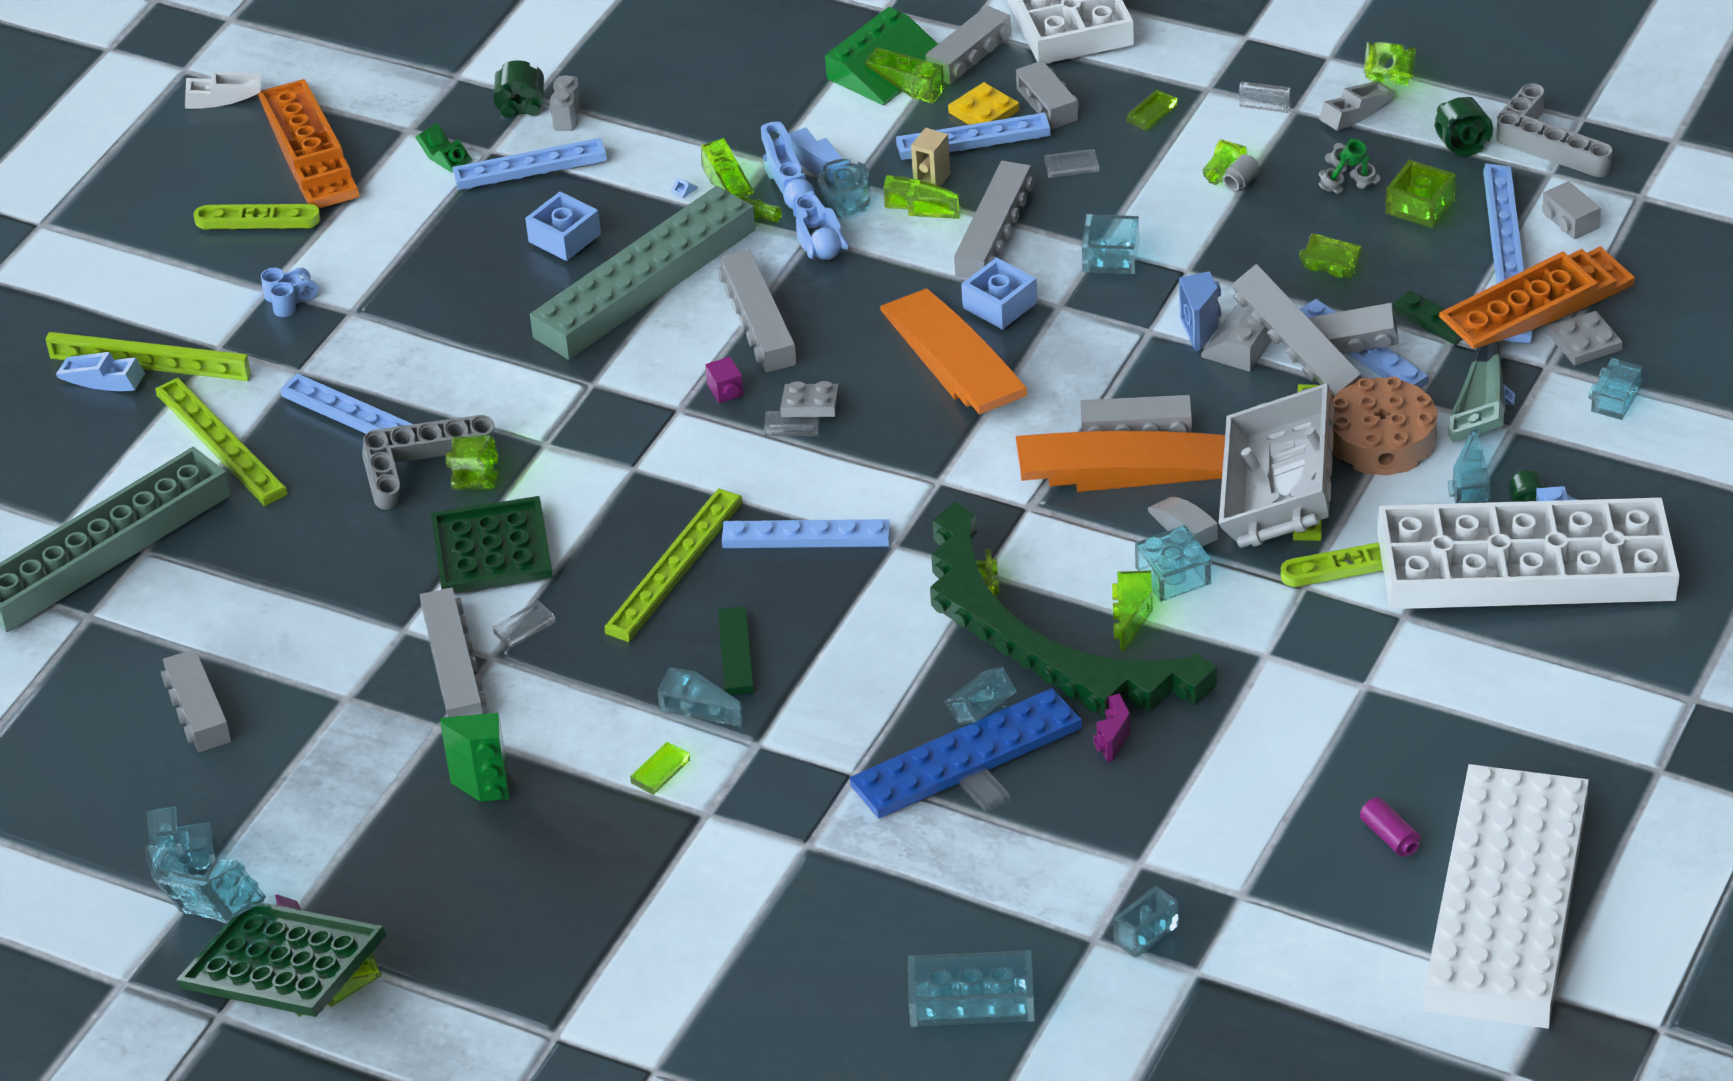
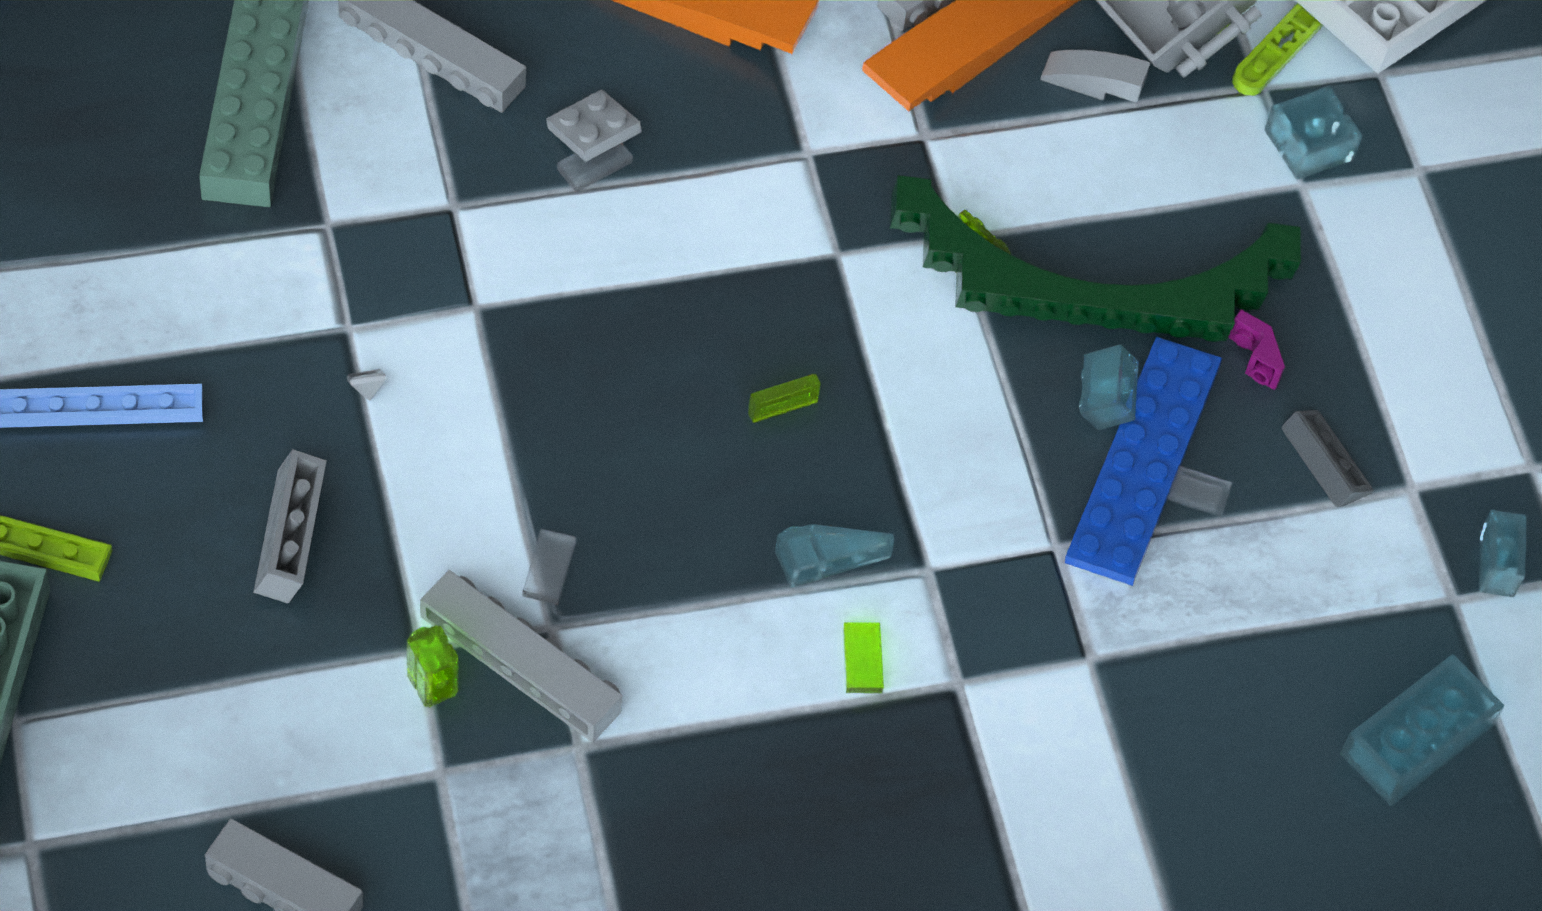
camera: 50 degrees left, 15 degrees up
(388, 522) = (290, 526): none -> light grey brick
(388, 631) = (432, 665): none -> clear neon green brick
(419, 442) = (218, 404): light grey beam -> none
(473, 462) = (314, 398): clear neon green brick -> none
(476, 755) = (701, 766): green slope -> none
(491, 545) = (422, 489): dark green plate -> none
(519, 475) = (367, 382): none -> light grey slope
(563, 226) = (117, 41): light blue brick -> none
(673, 565) = (638, 404): lime tile -> none
(724, 379) = (480, 147): magenta brick -> none
(735, 651) = (804, 471): dark green tile -> none
(764, 602) = (784, 398): none -> clear neon green tile
(806, 533) = (737, 289): light blue plate -> none
(1097, 815) = (1326, 457): none -> dark grey slope
(1133, 604) = (1140, 195): clear neon green slope -> none
(1175, 563) = (1136, 129): clear light blue brick -> none
(1295, 619) = (1306, 132): none -> clear light blue piece

